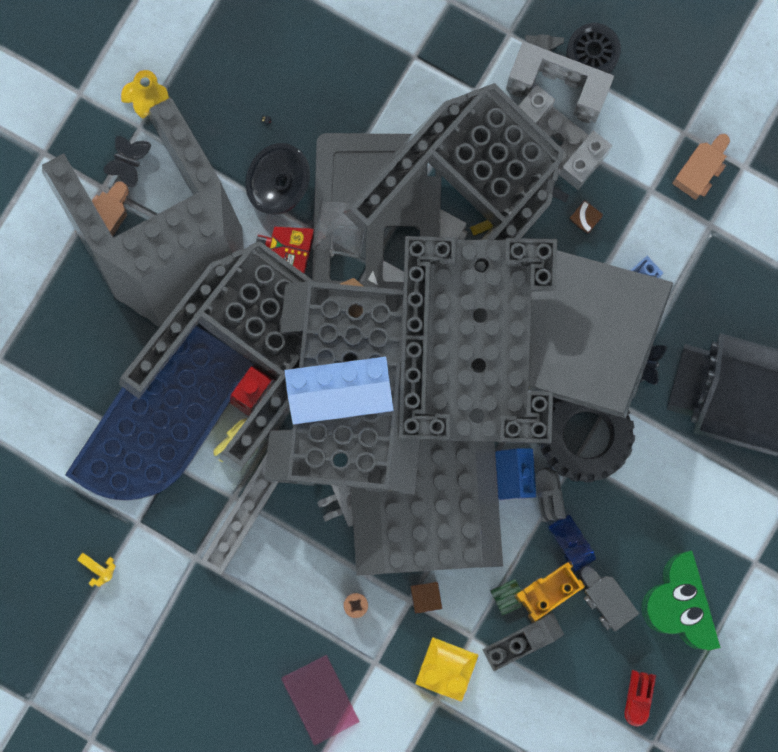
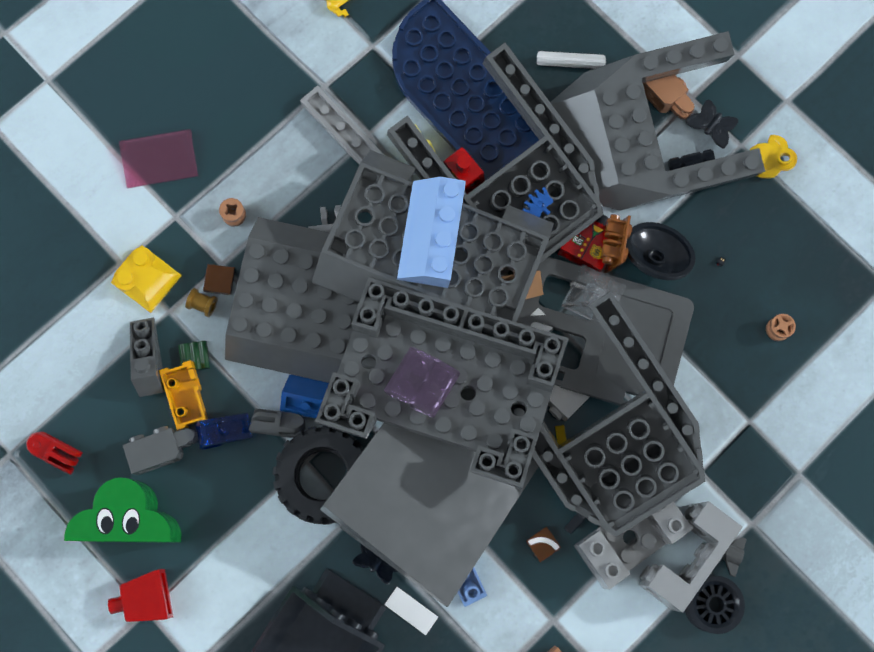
camera: 105 degrees right, 5 degrees down
(97, 317) = (570, 59): none -> white axle
(171, 172) = (690, 159): none -> black axle
(269, 303) = (538, 204): none -> blue piece
(293, 217) = (615, 251): none -> dark orange hinge
(317, 44) = (785, 324): none -> nougat wheel
(455, 605) = (201, 302): none -> pearl gold bush
(485, 357) = (422, 382): none -> clear purple slope
(681, 320) = (411, 610): none -> white sticker
(746, 566) = (144, 598): none -> red torso

